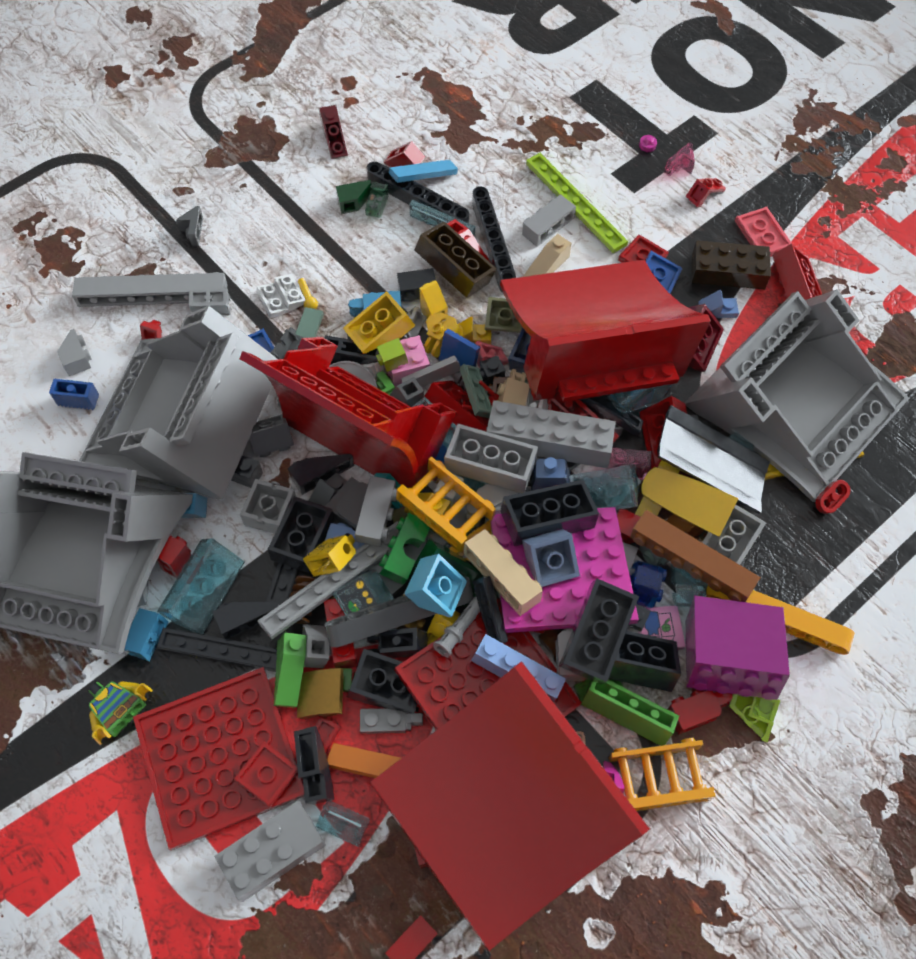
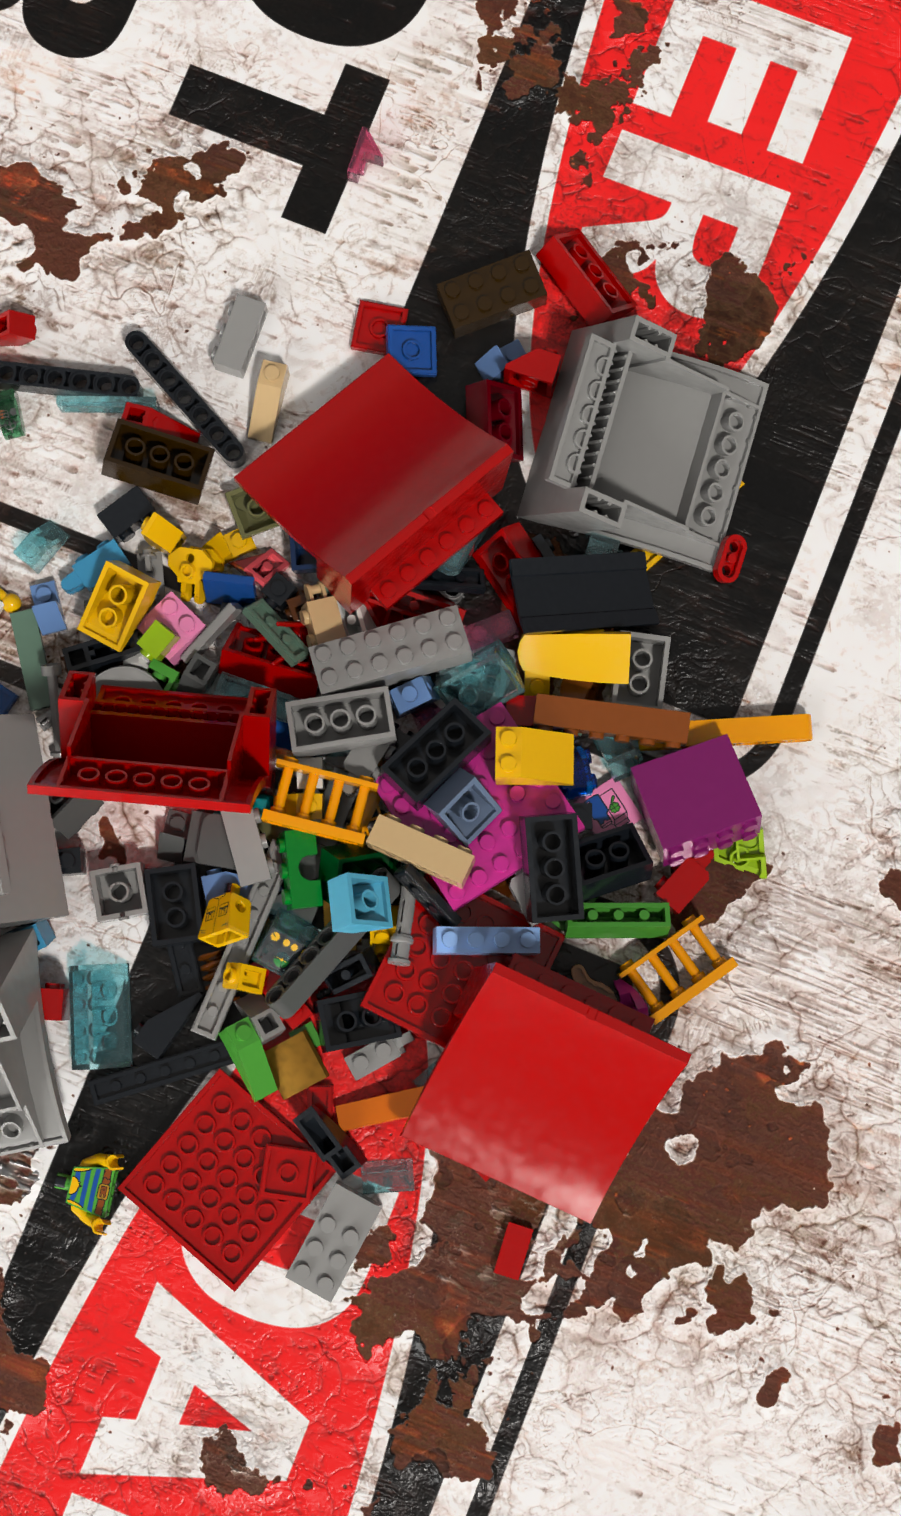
camera: 25 degrees left, 20 degrees up
(145, 634) = (75, 1098): dark azure hinge -> none
(289, 341) = (22, 685): dark grey hinge -> none
(310, 470) = (142, 826): black slope -> none
(320, 602) = (244, 978): none -> yellow bracket
(331, 316) = (48, 608): none -> medium blue slope
(349, 278) = (41, 546): none -> clear light blue slope
(423, 171) = (46, 342): dark azure tile -> none
(584, 209) = (259, 288): lime plate -> none
(621, 549) = (533, 757): none -> yellow slope
(648, 143) = (307, 145): dark pink tile -> none
(702, 188) = (412, 188): red bracket -> none
(739, 316) = (534, 371): none -> red slope
(762, 230) = (511, 218): coral tile -> none

